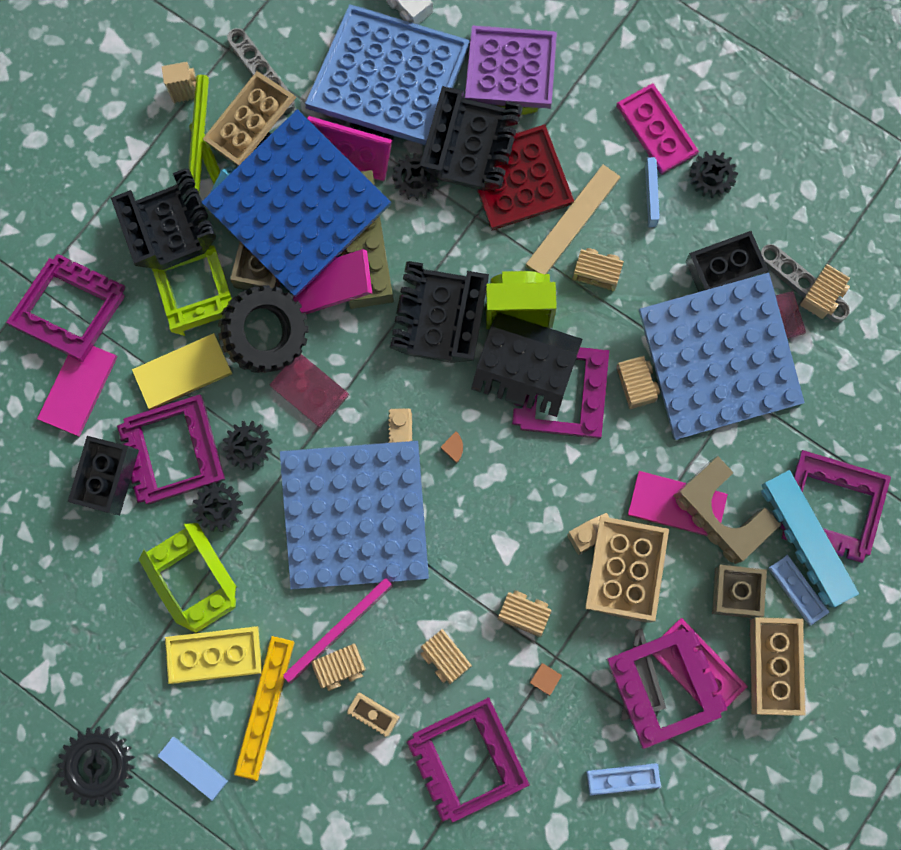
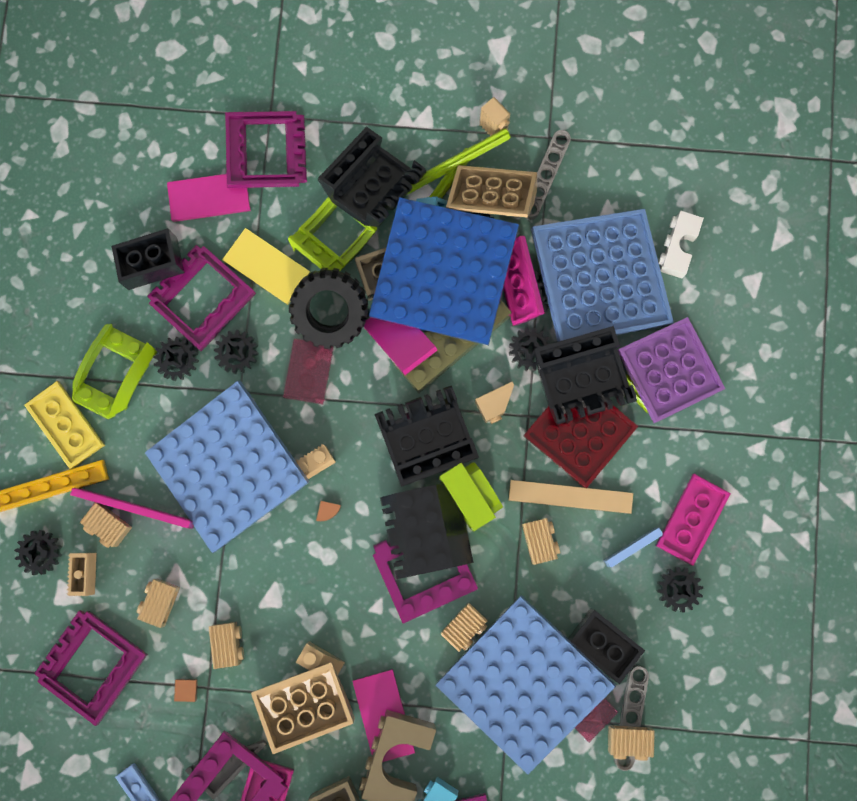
camera: 60 degrees right, 5 degrees up
(318, 758) = (36, 563): none -> black gear
(447, 236) = (494, 403): none -> tan slope

